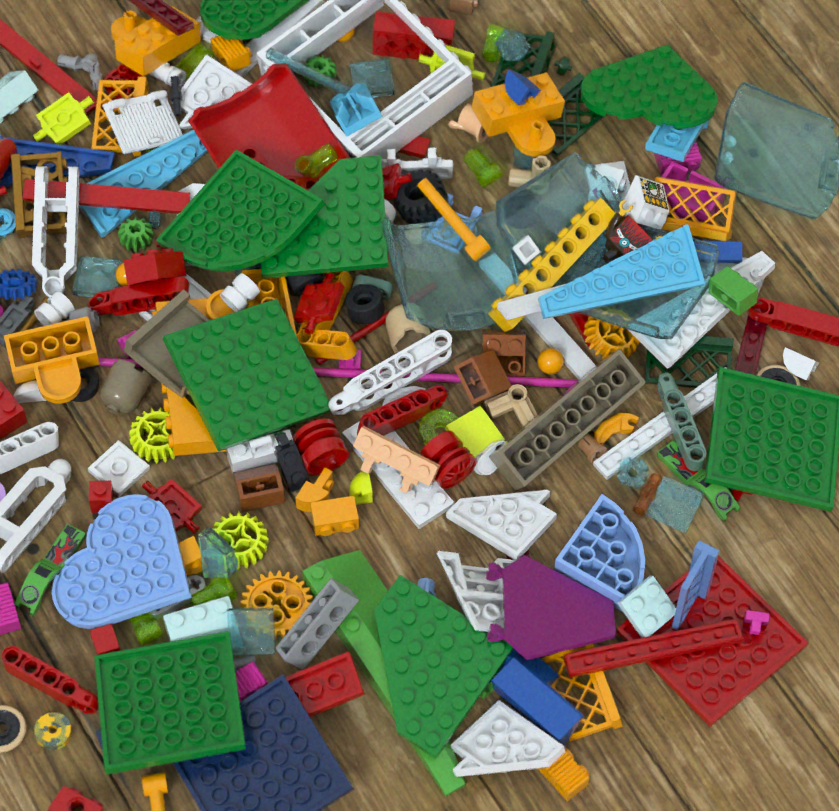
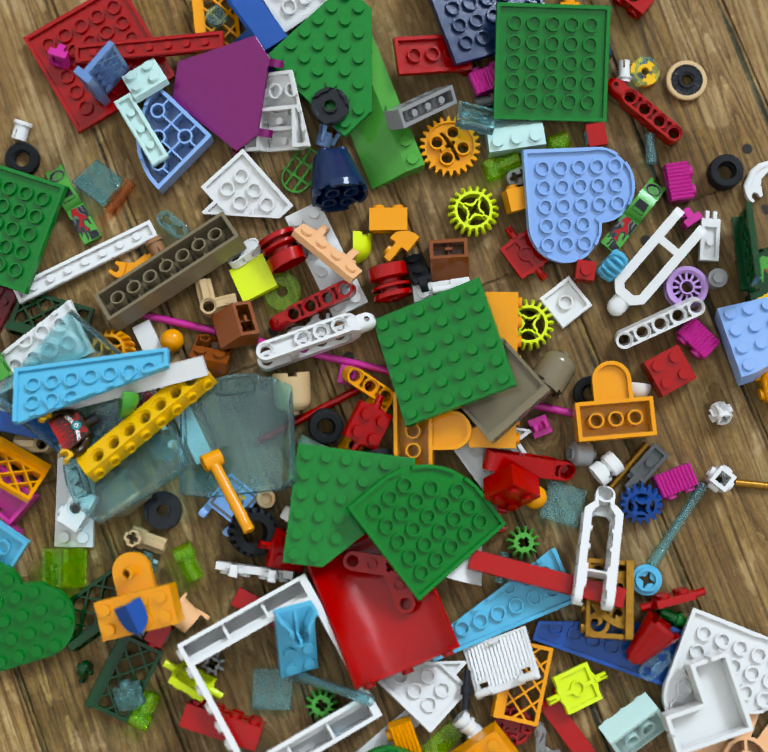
camera: 165 degrees left, 25 degrees up
(37, 642) = (650, 148): none -> clear light blue axle
(69, 505) = (612, 265): none -> medium azure gear
(77, 719) = (624, 72): none -> white pin
(216, 555) = (494, 188): clear light blue slope -> none
(241, 291) = (441, 435): white wheel -> none
(316, 161) = (343, 580): clear neon green piece -> none
(402, 538) = (336, 180): none -> dark blue cone
(423, 611) = (325, 116): none -> black tile
(437, 563) = (302, 179): none -> bright green window
(526, 249) = (168, 436): white slope -> none
(575, 269) = (127, 403): none -> bright green brick
(579, 476) = (170, 228): none -> clear light blue beam
(585, 702) = (216, 17): none -> clear light blue tile
(608, 141) = (64, 567): none -> clear neon green slope
(636, 549) = (141, 129): none -> light aqua tile
(639, 466) = (126, 213): clear light blue brick -> none
(648, 202) = (44, 469): white slope -> none
(668, 391) = (75, 282): sand green piece -> none
(765, 528) = (21, 147): none -> black tyre
(779, 545) = (21, 130): none -> white bush

